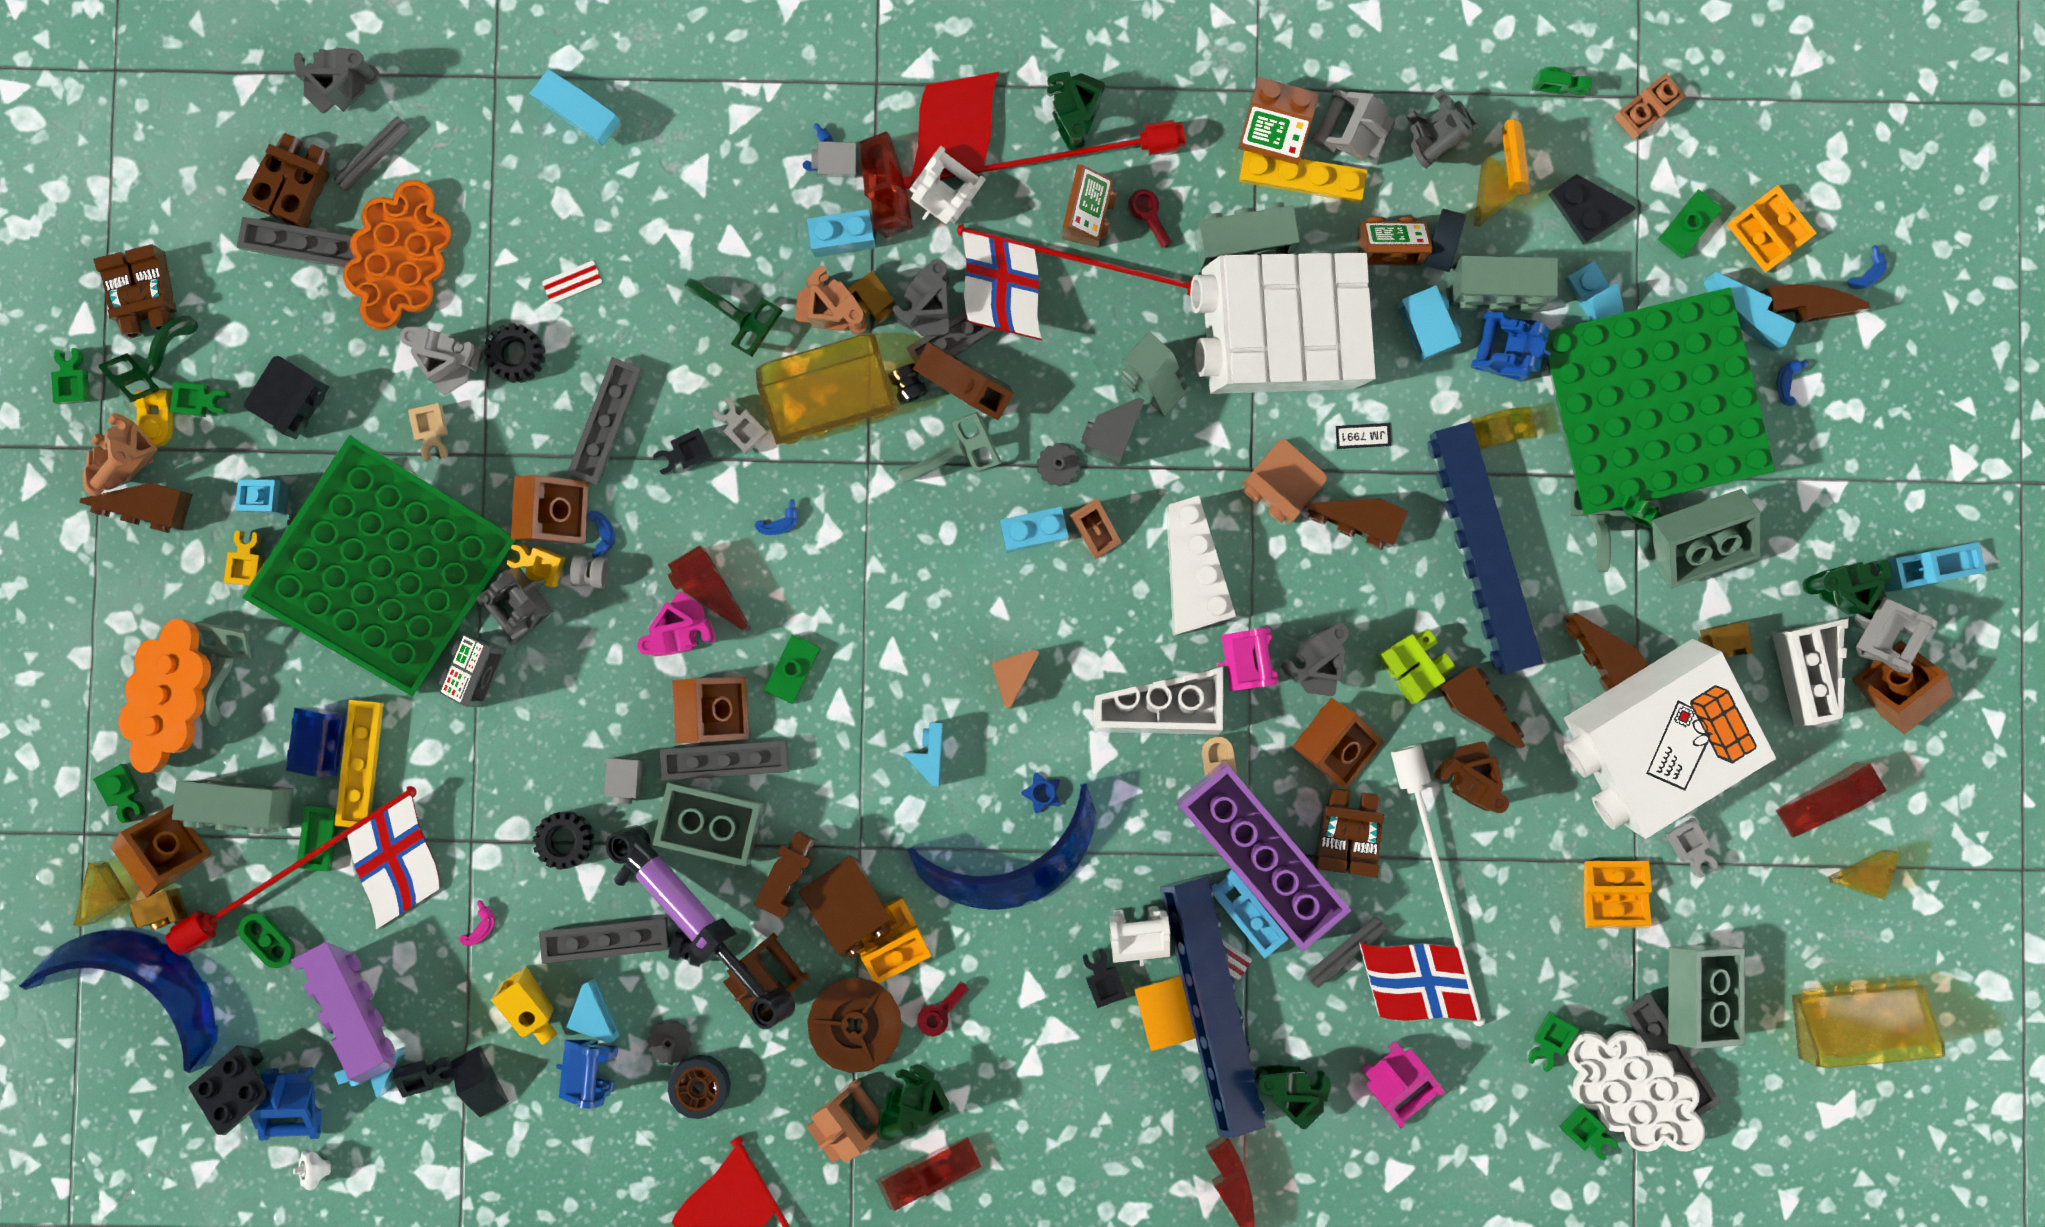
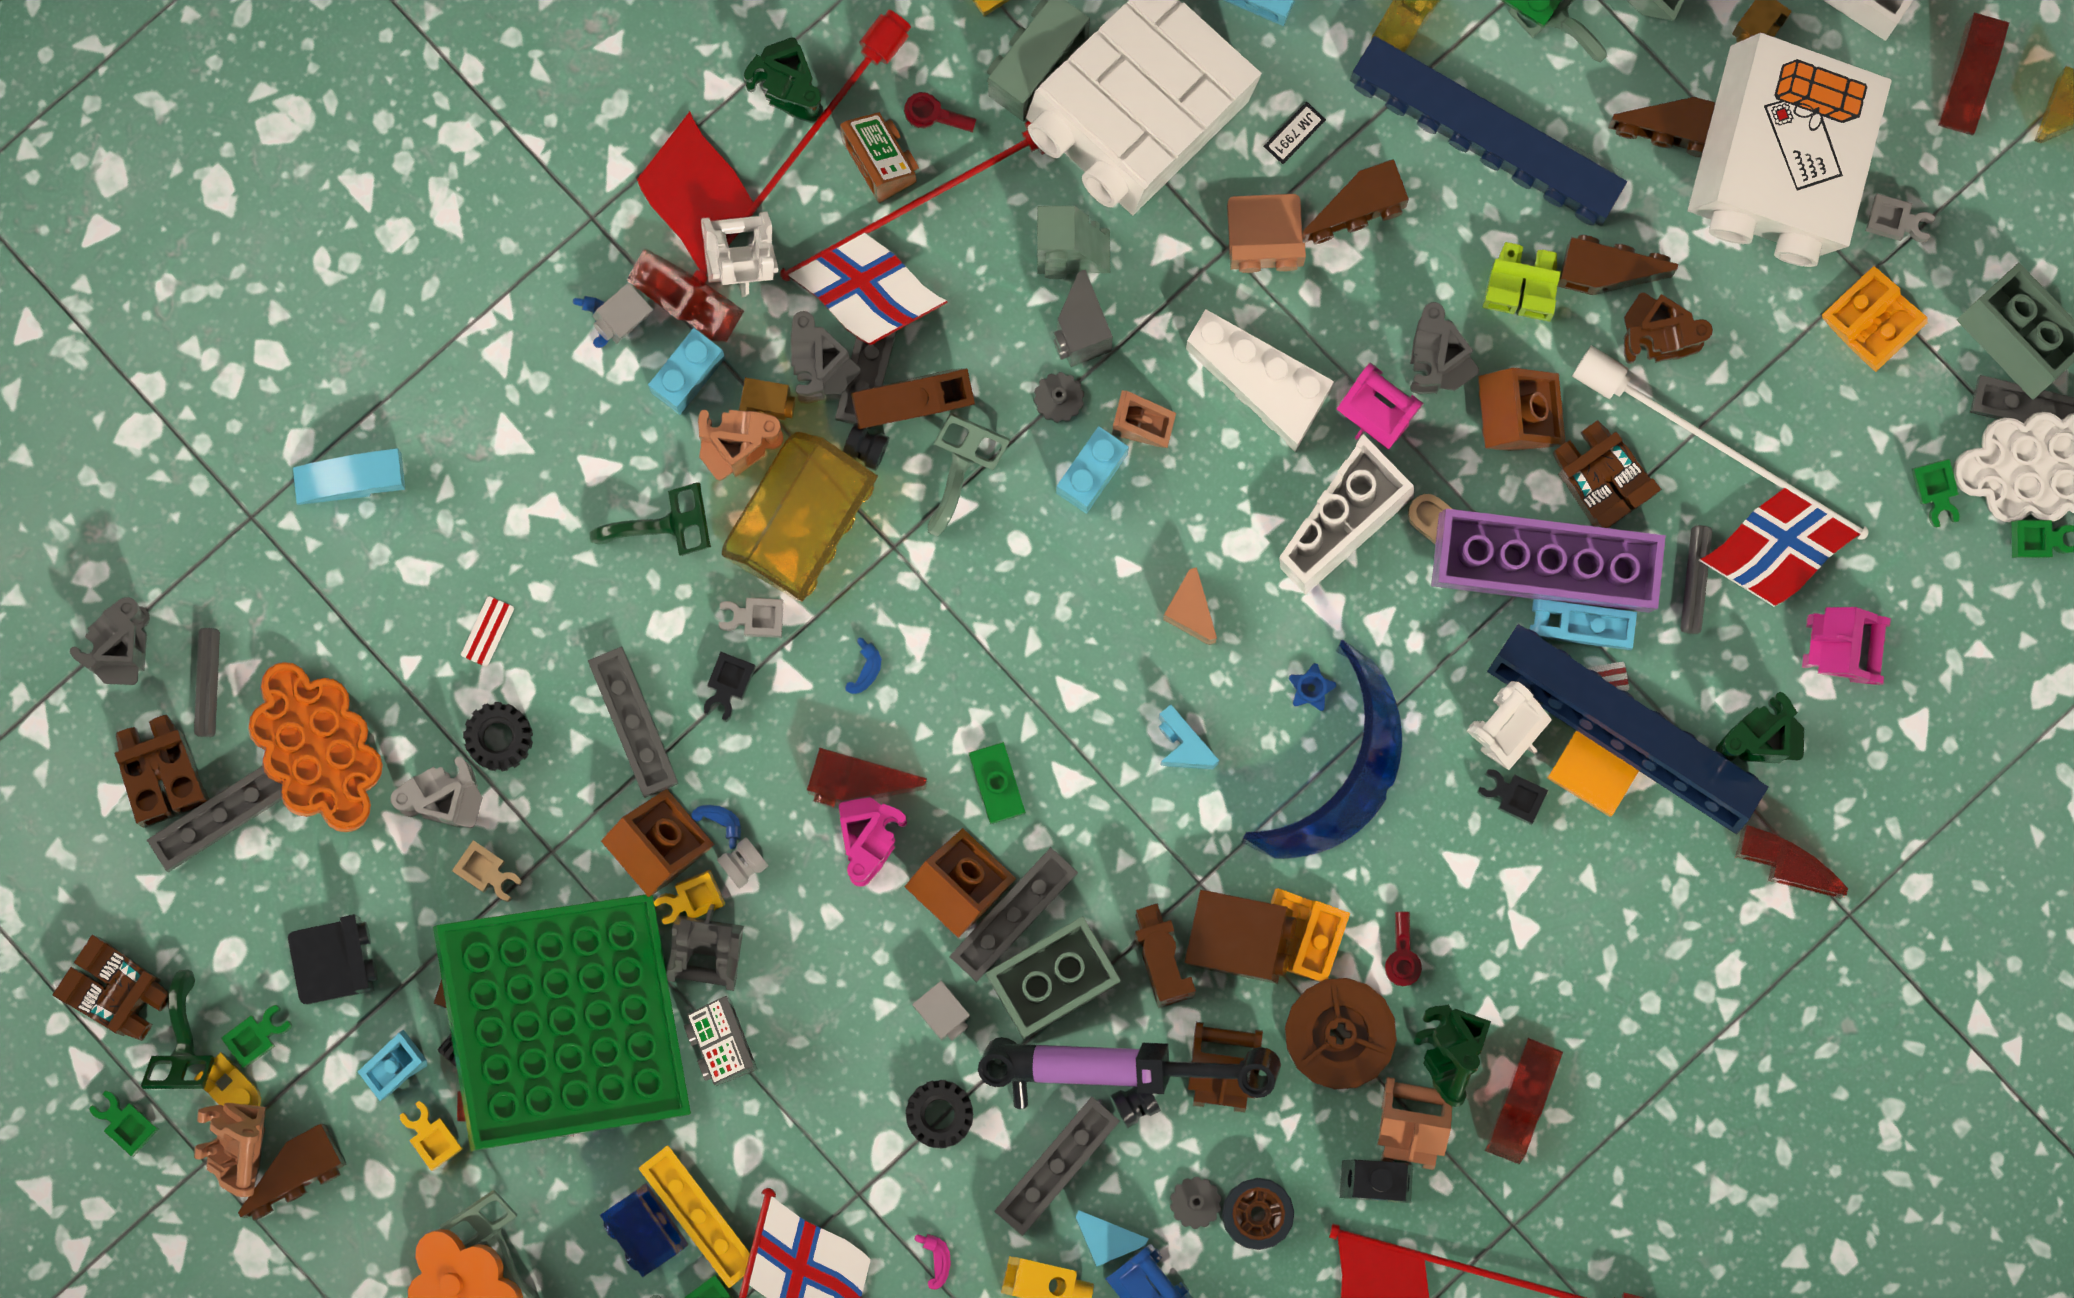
camera: 45 degrees left, 5 degrees down
(788, 1137) = (1376, 1181): none -> black torso

